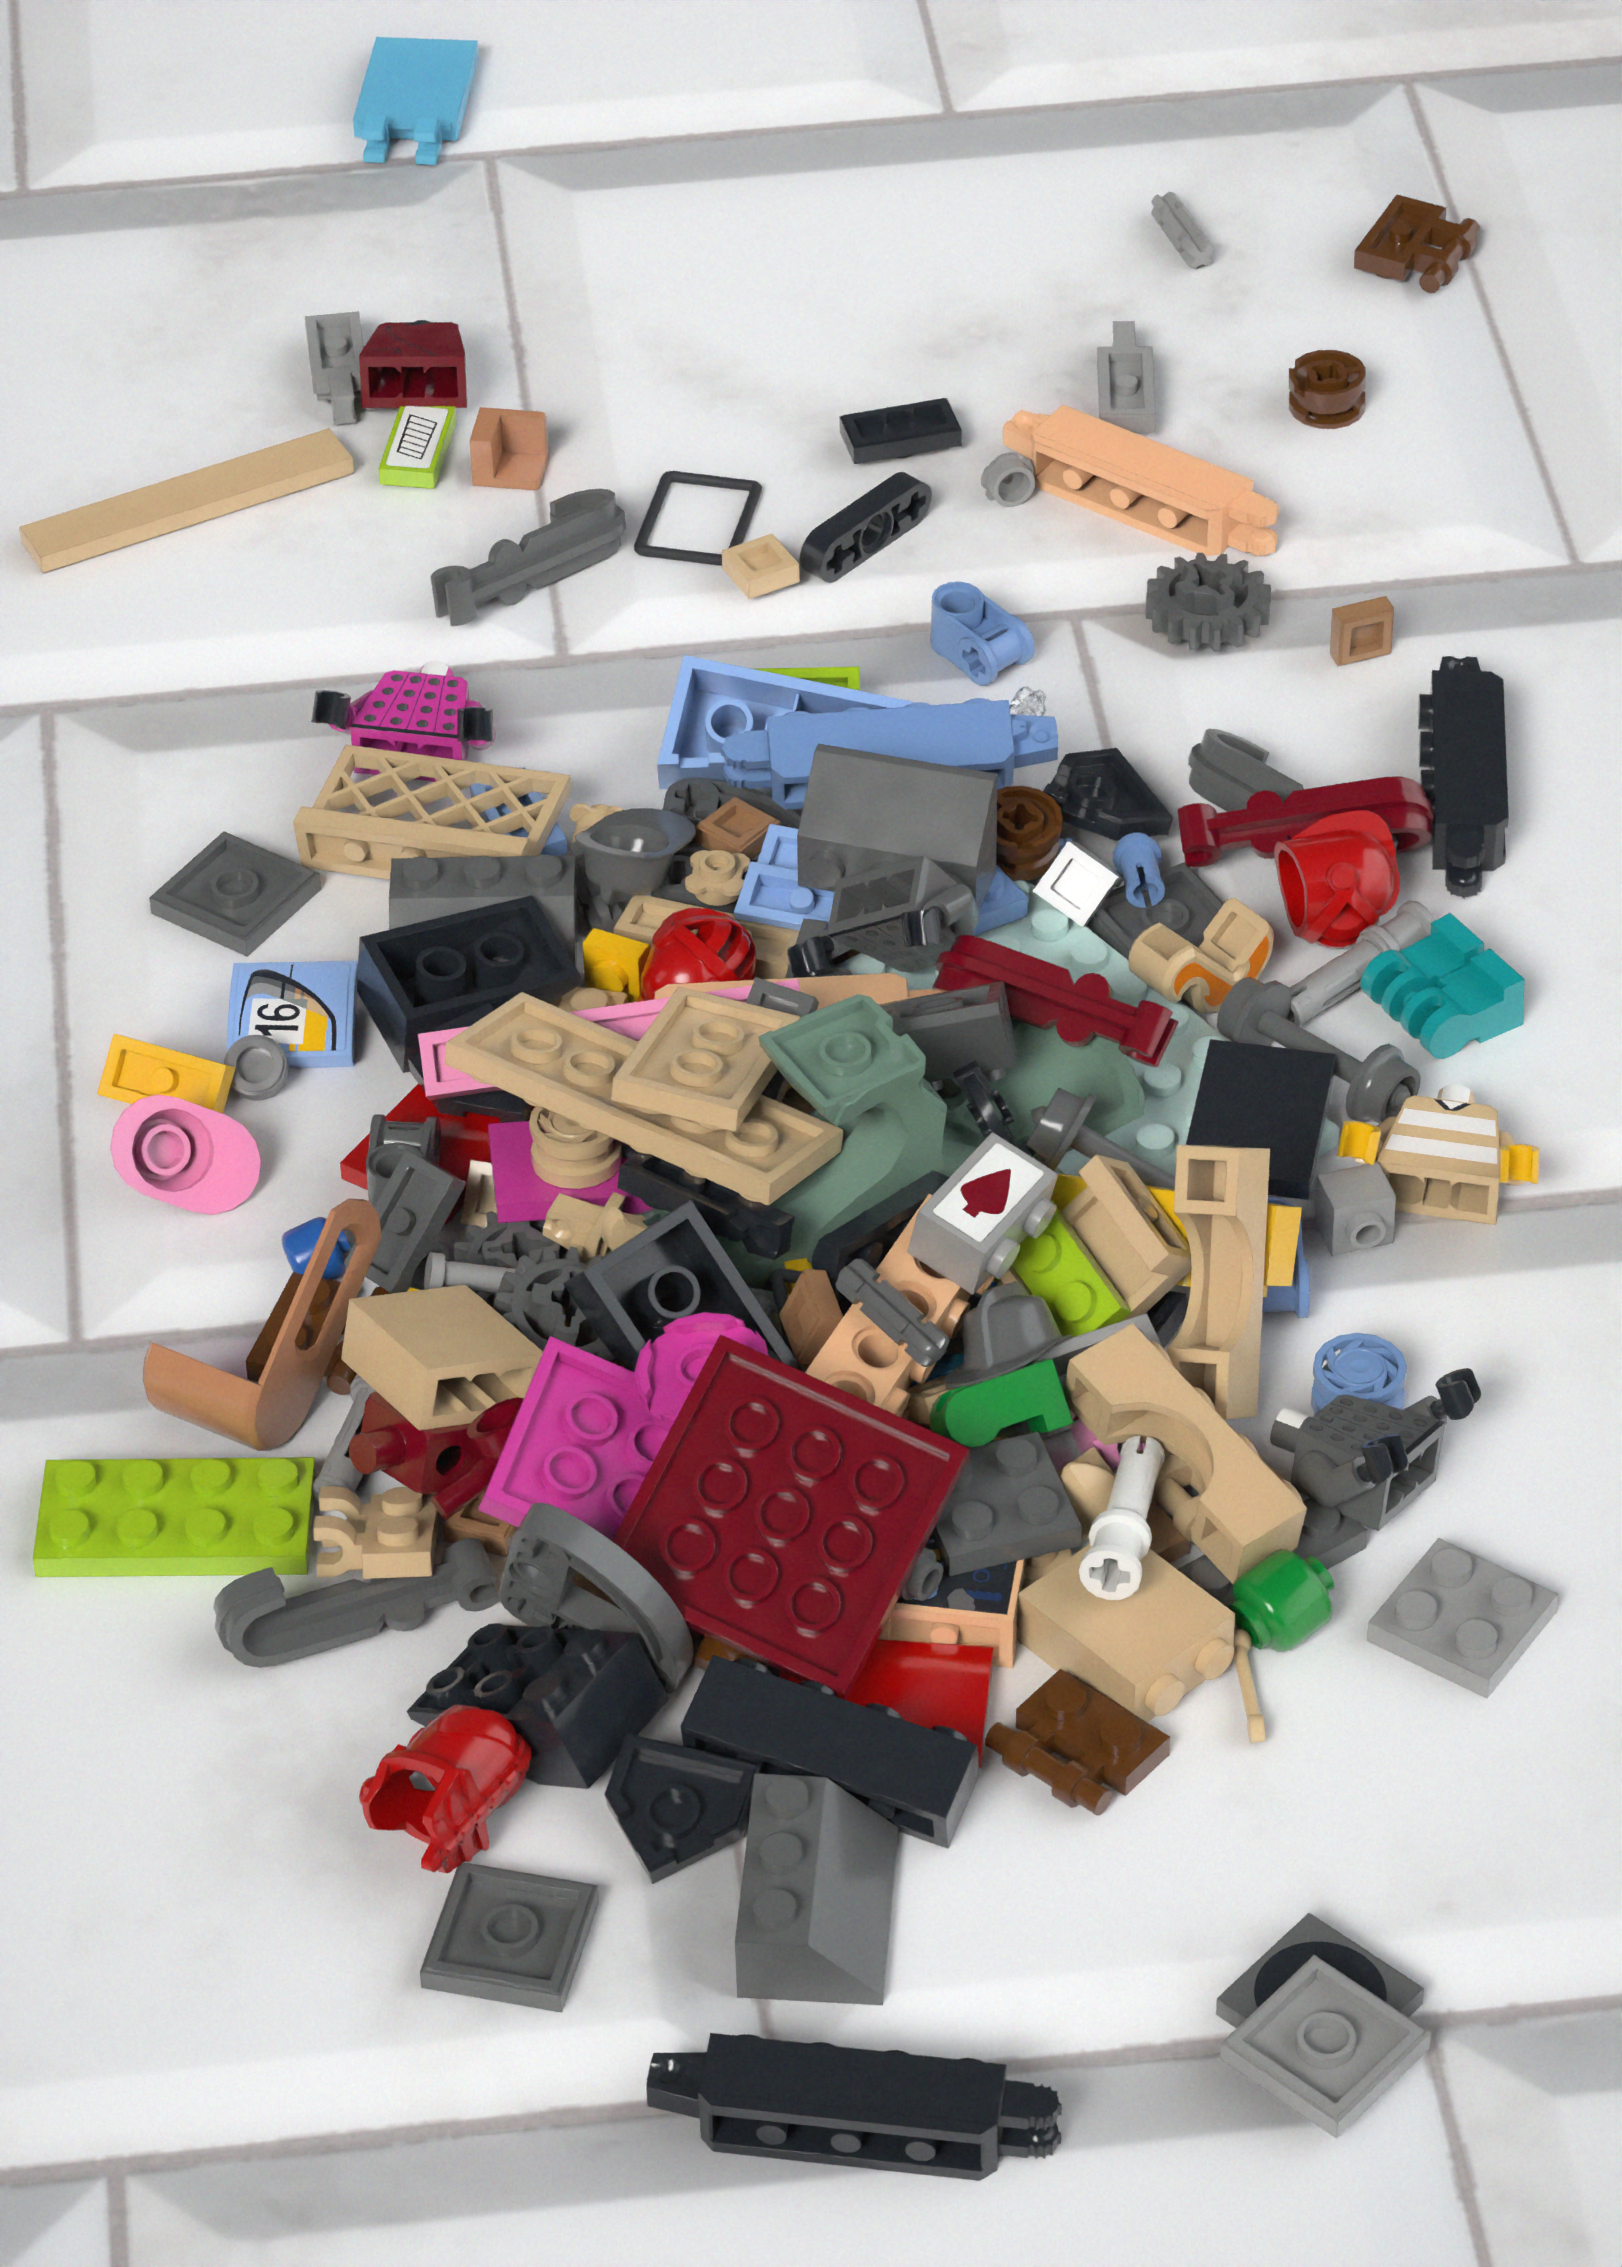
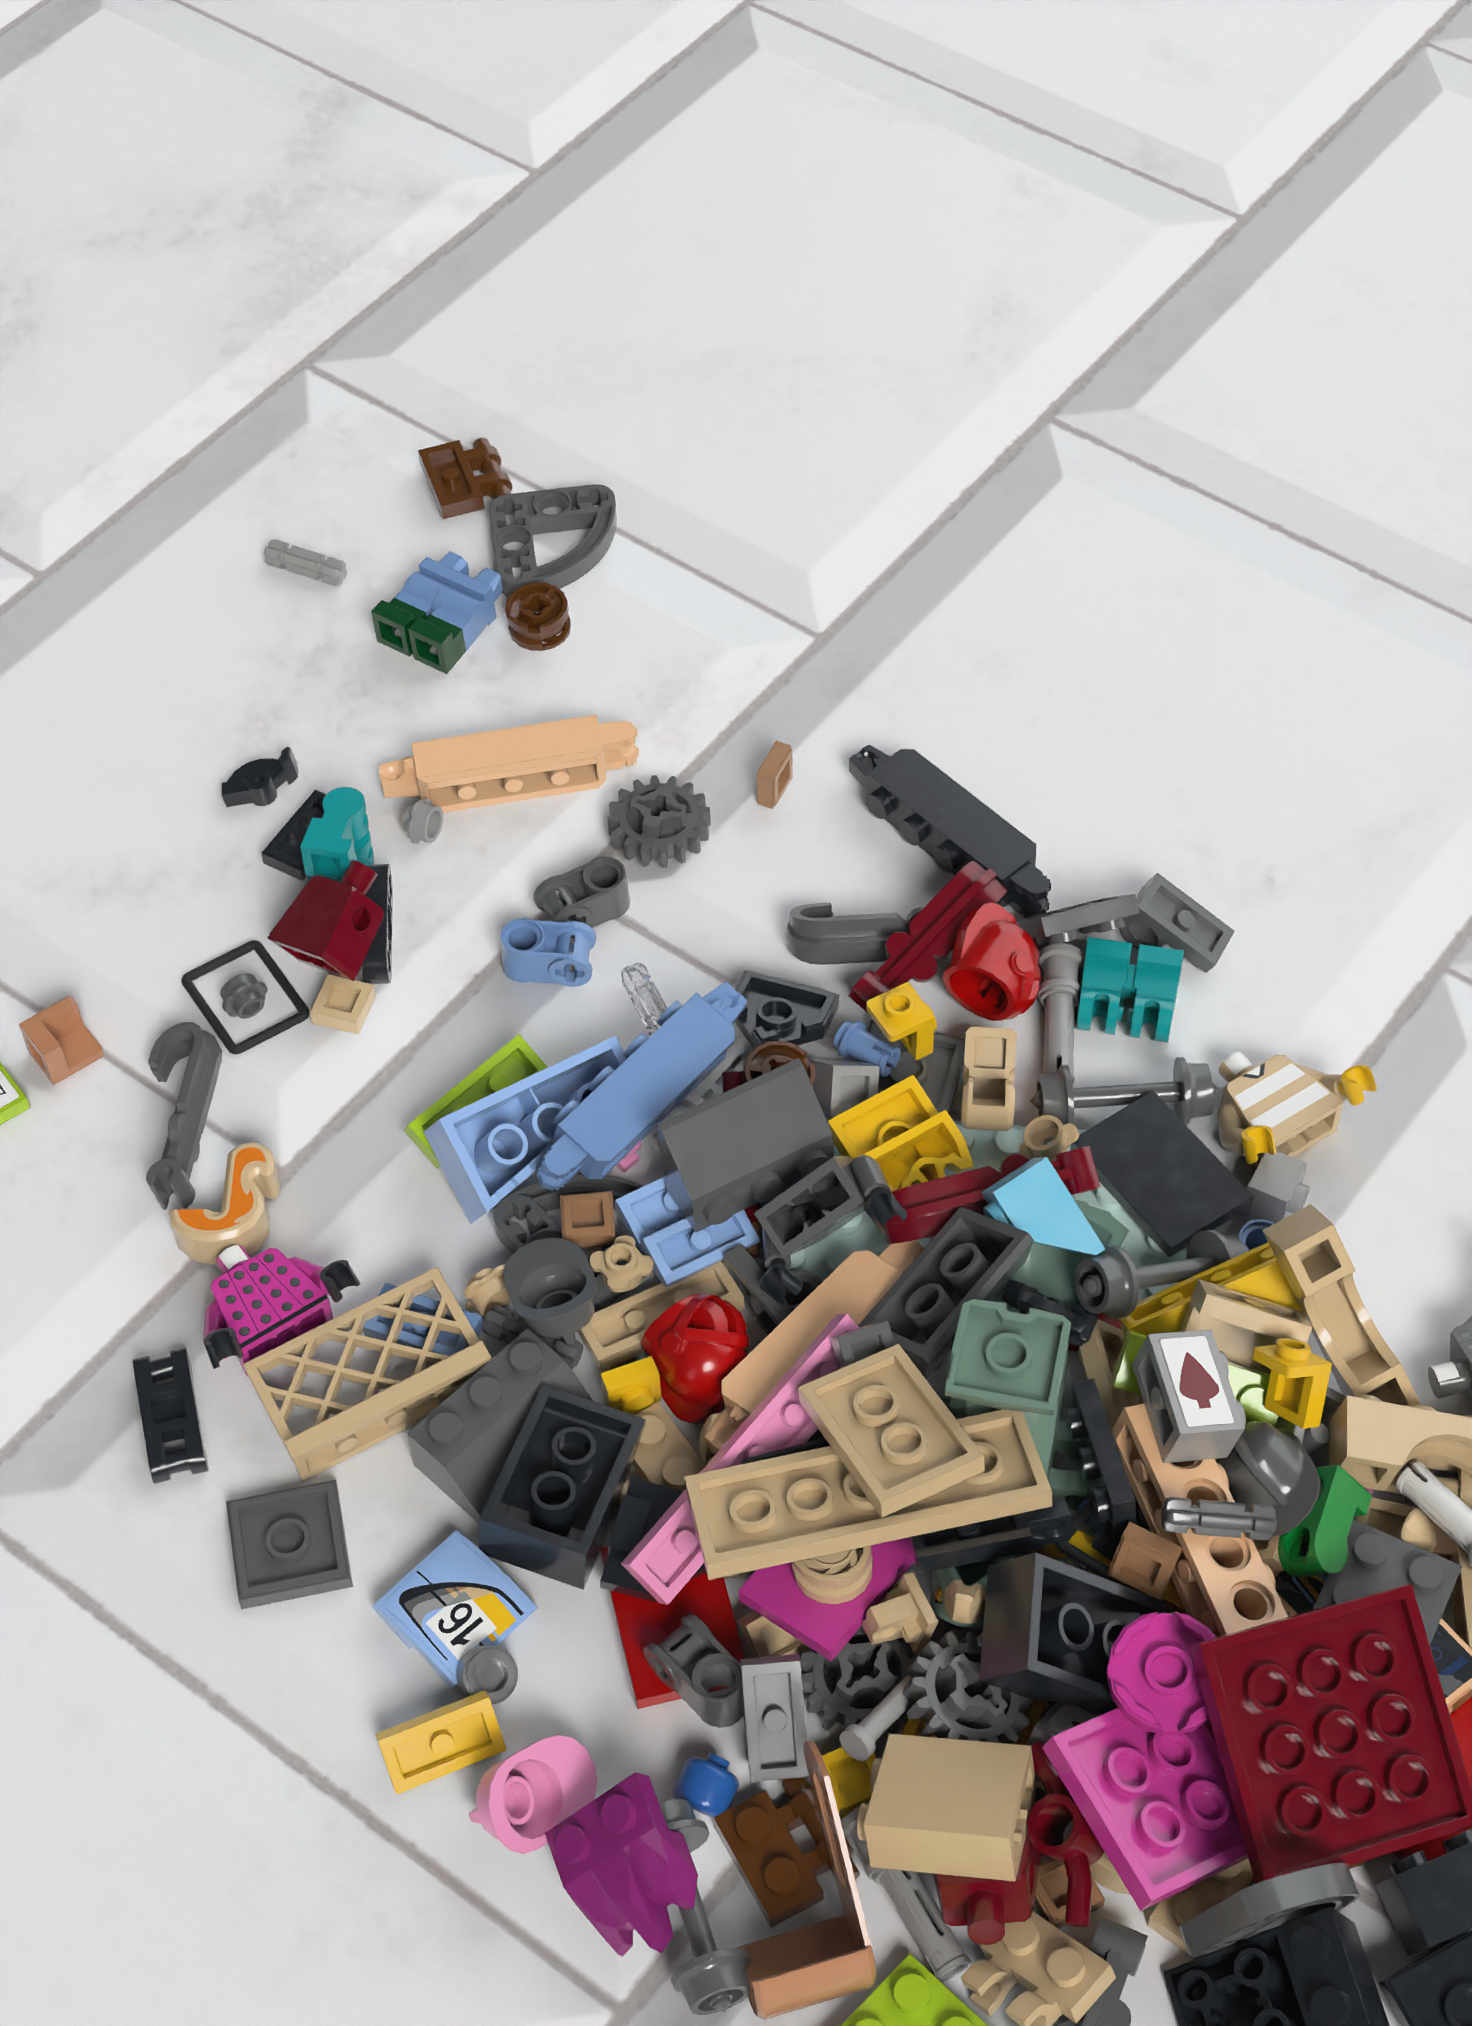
camera: 45 degrees left, 10 degrees up
(179, 1234) = (625, 1865): none -> magenta plate
(237, 1251) = (714, 1977): none -> dark grey piece
(257, 749) = (170, 1414): none -> black plate
(492, 647) = (243, 1214): none -> tan animal
(690, 510) = (243, 996): none -> dark grey plate
(799, 504) = (332, 922): none -> dark red torso
(892, 436) = (338, 836): none -> teal legs
(918, 367) = (259, 780): none -> black piece
(1062, 1020) = (1040, 1204): none -> medium azure slope
(1063, 925) = (902, 1135): none -> yellow plate
(1070, 616) = (586, 894): none -> dark grey piece
(1108, 1294) = (1296, 1381): none -> yellow bracket
(1126, 381) = (410, 697): light grey hinge -> none
(1193, 849) = (905, 1017): none -> yellow bracket
(1195, 1025) = (1044, 1130): none -> tan plate
(1242, 331) = (440, 610): none -> hips
(1363, 1368) = (1423, 1311): medium blue wheel -> none
(1447, 890) = (1092, 916): none -> dark grey plate
(1494, 338) = (530, 520): none -> dark grey beam
(1557, 954) = (1176, 920): none -> dark grey plate

